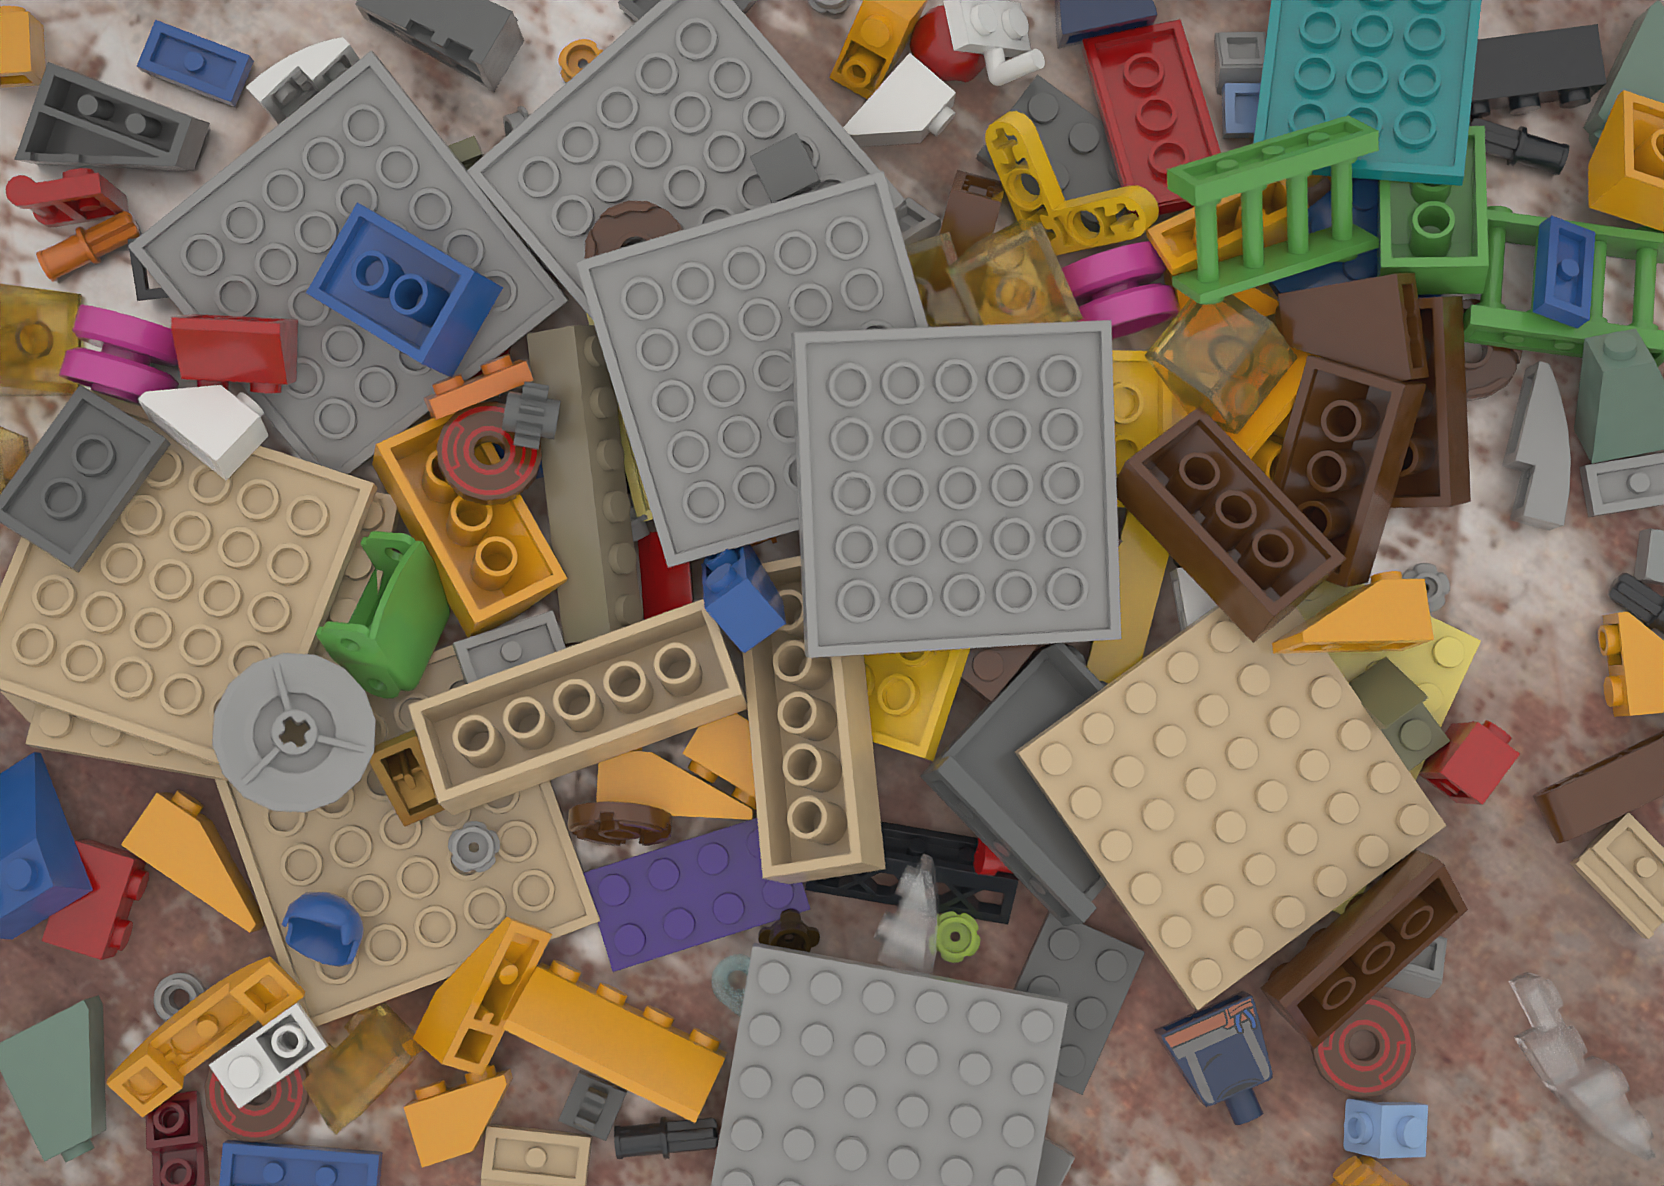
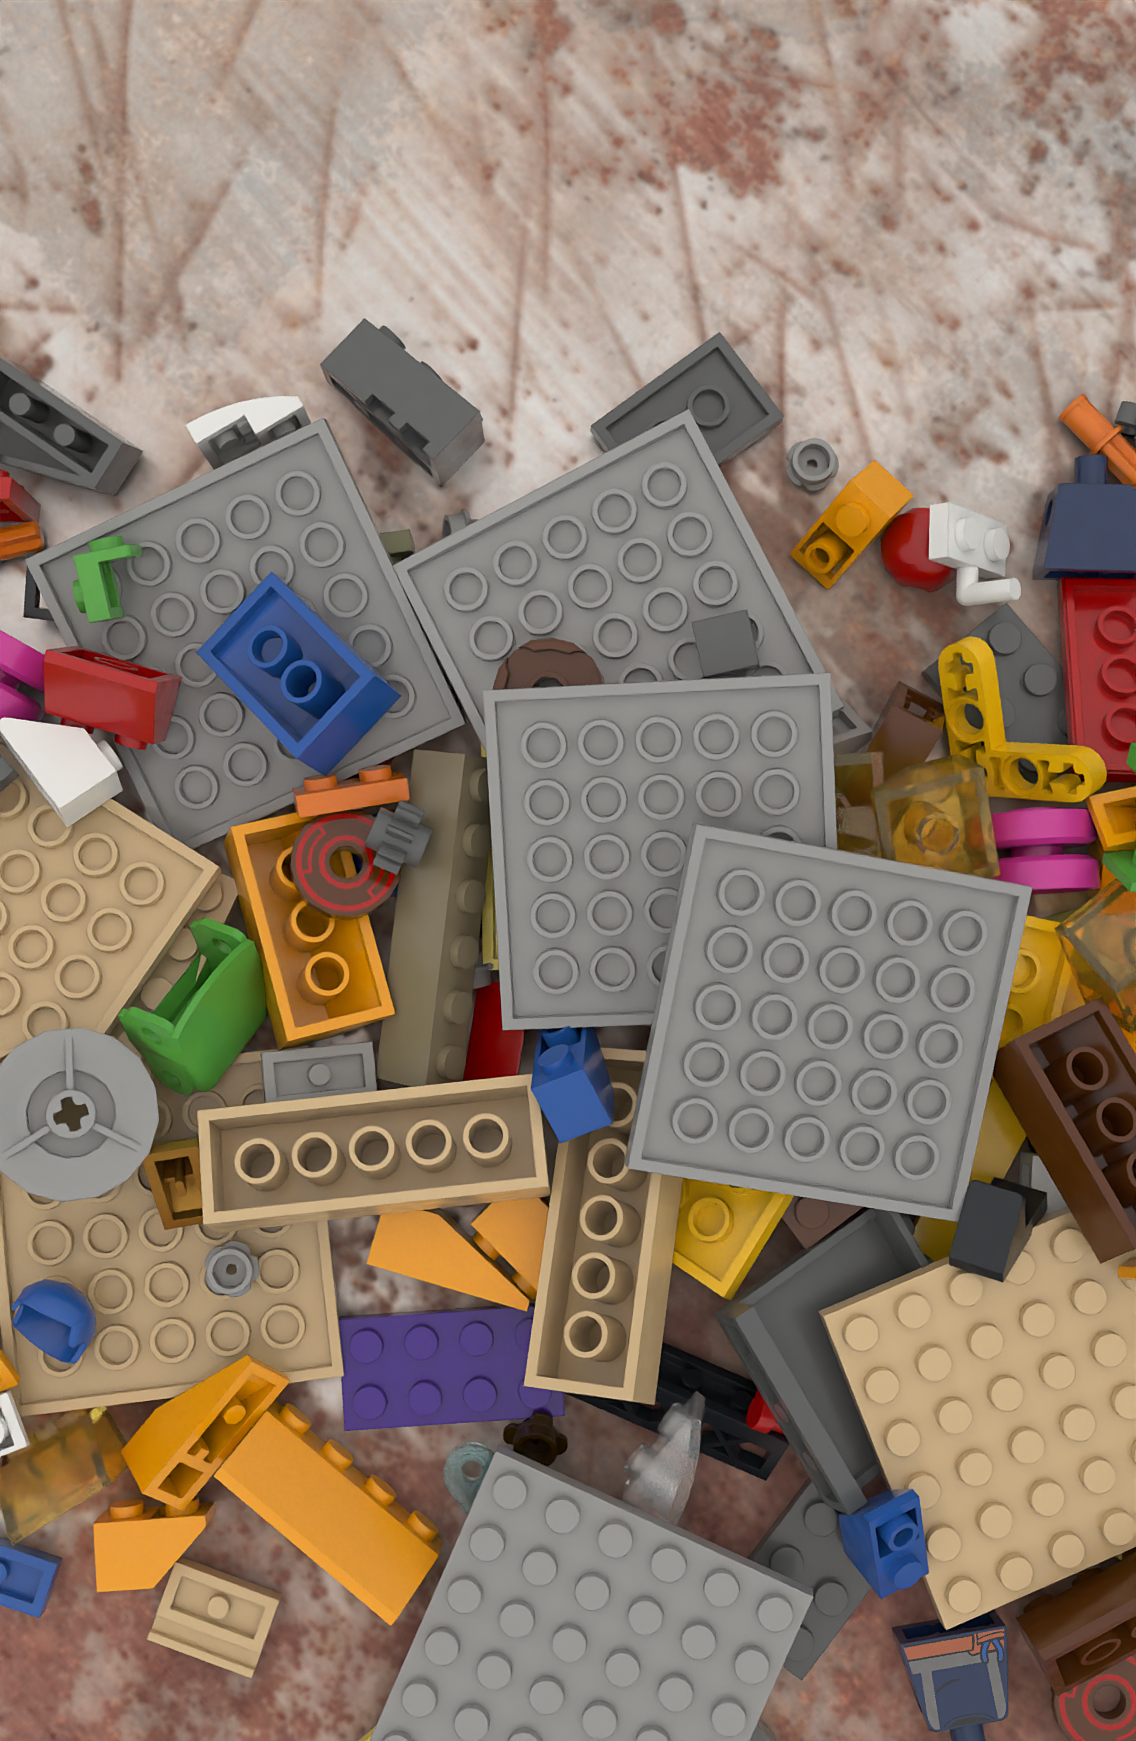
camera: 20 degrees right, 0 degrees up
(195, 63) = (142, 386): blue plate -> none
(200, 254) = (97, 588): none -> bright green bracket
(574, 53) = (532, 467): light orange plate -> none
(592, 1105) = (286, 1569): dark grey tile -> none
(619, 821) = (388, 1281): reddish brown tile -> none
(666, 1137) = (354, 1618): black axle -> none
(904, 108) = (861, 604): white slope -> none
(968, 942) = (721, 1487): lime plate -> none
(1124, 941) = (887, 1540): none -> blue slope
(1154, 635) = (995, 1226): none -> black slope

